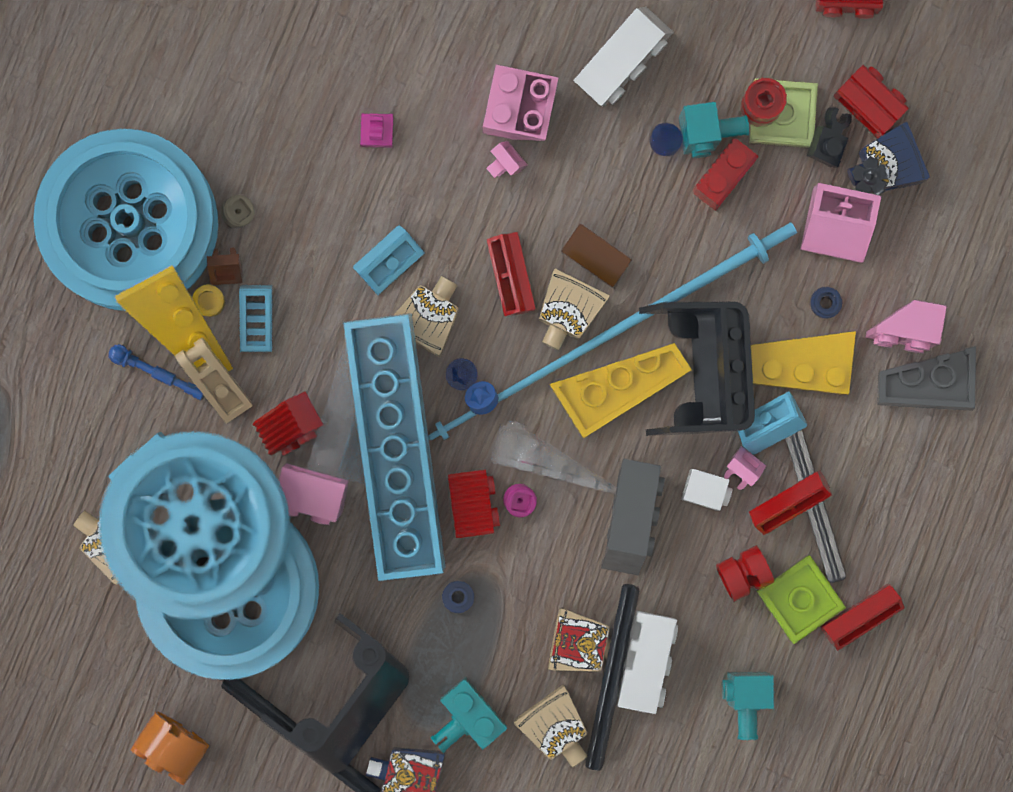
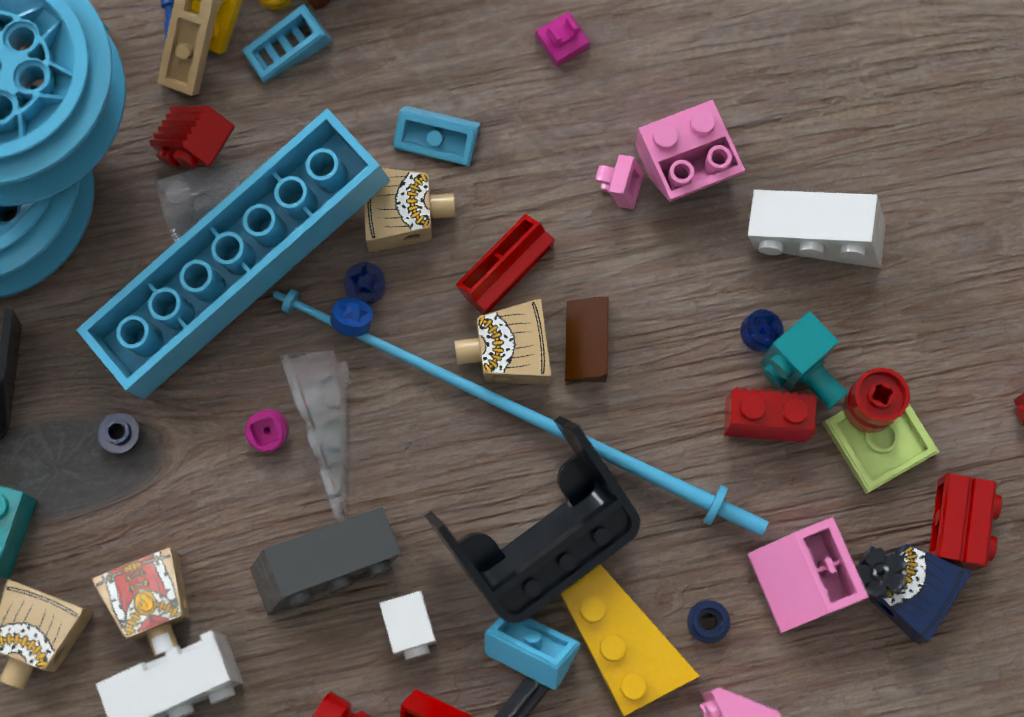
camera: 65 degrees right, 10 degrees down
(313, 493) = (127, 202): bright pink slope -> none
(472, 503) = (229, 381): red brick -> none
(610, 391) = (453, 451): yellow wing -> none
(612, 677) = (127, 656): black axle -> none
(746, 467) = (463, 652): bright pink tile -> none
(828, 142) = (885, 505): black plate -> none

